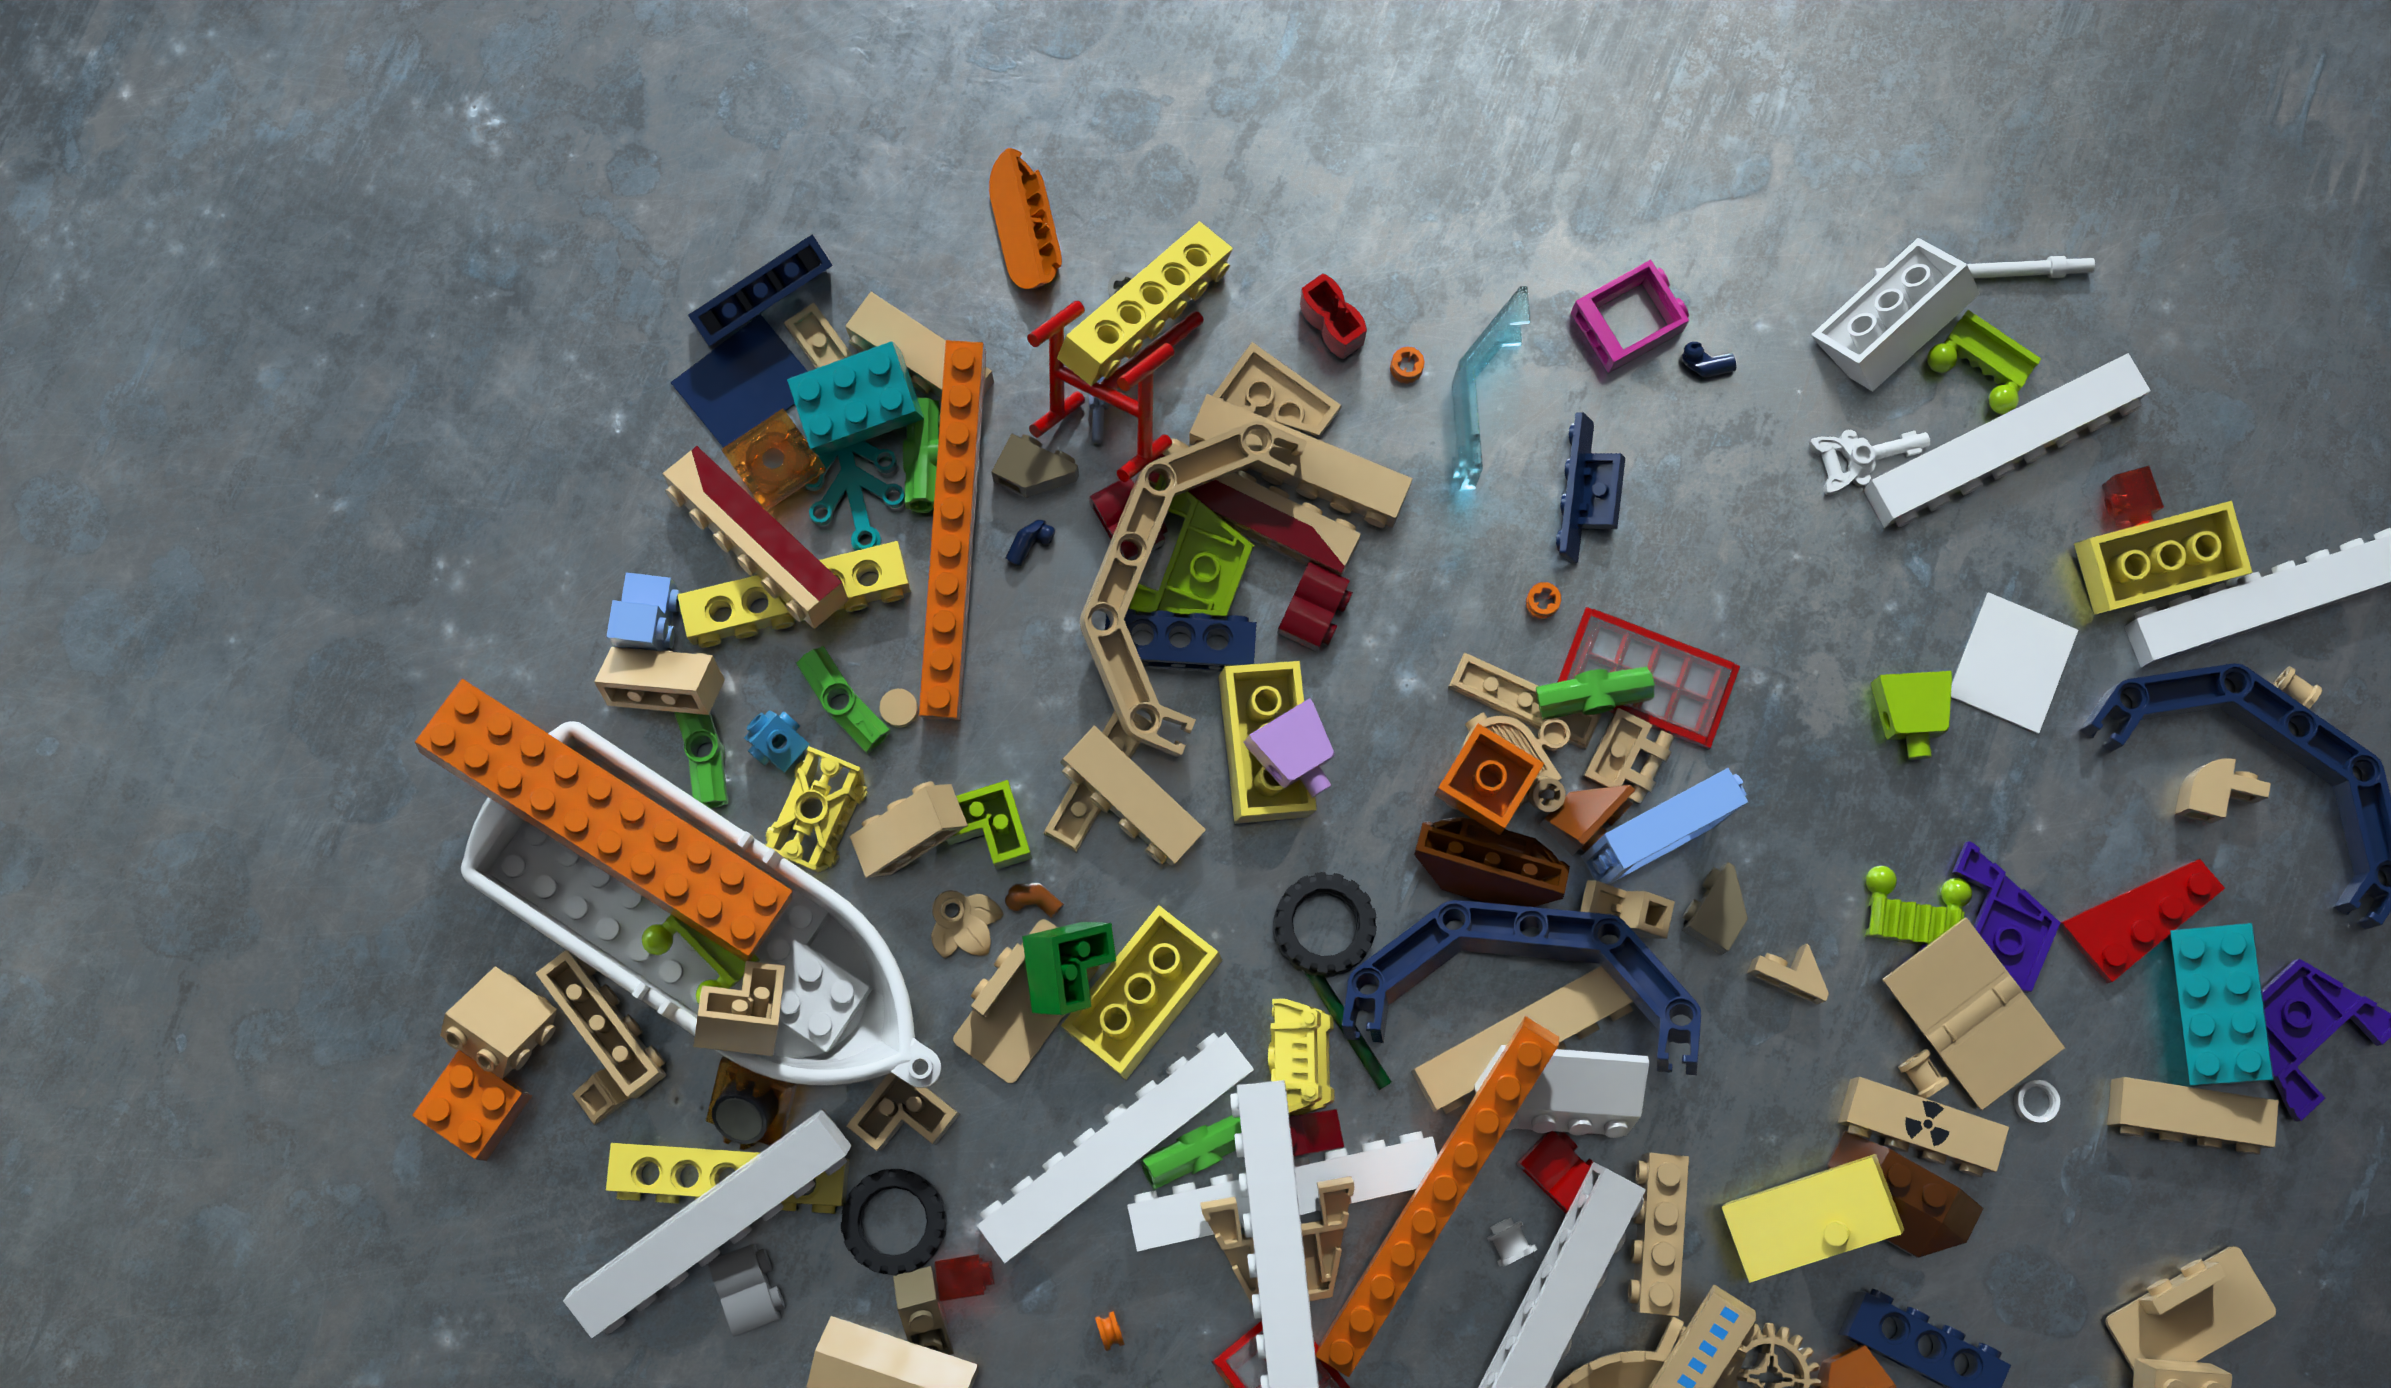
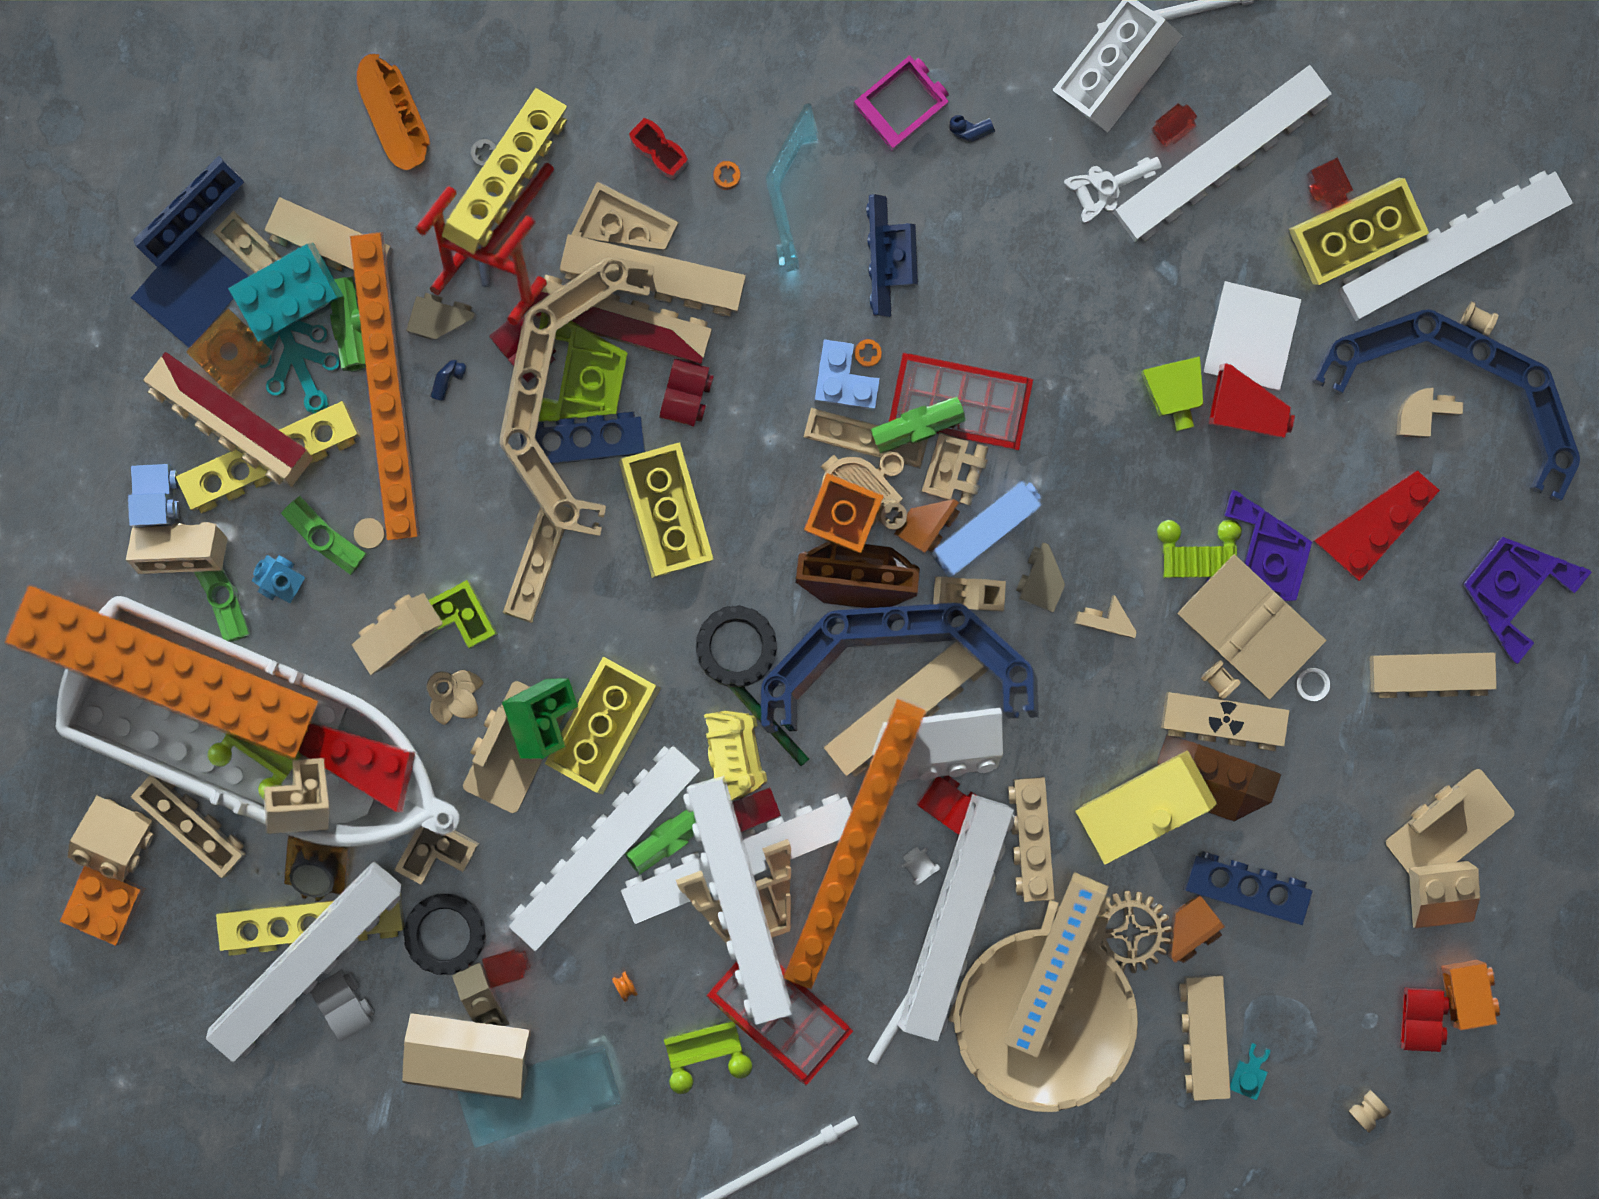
camera: 10 degrees left, 10 degrees up
(600, 1096) = (198, 879): tan slope -> none
(834, 816) = (335, 634): light yellow piece -> none
(836, 982) = (367, 764): none -> red wing
(1032, 894) = (502, 663): dark orange arm -> none
(1131, 796) = (567, 573): tan brick -> none
(1294, 748) = (687, 516): lavender torso -> none
(1504, 631) = (839, 387): none -> light blue brick
(1953, 397) = (1175, 124): none -> clear red brick
(1992, 352) = (1201, 80): lime gear -> none
(2004, 740) = (1247, 406): none -> red slope
(2222, 1005) = (1444, 586): teal brick -> none

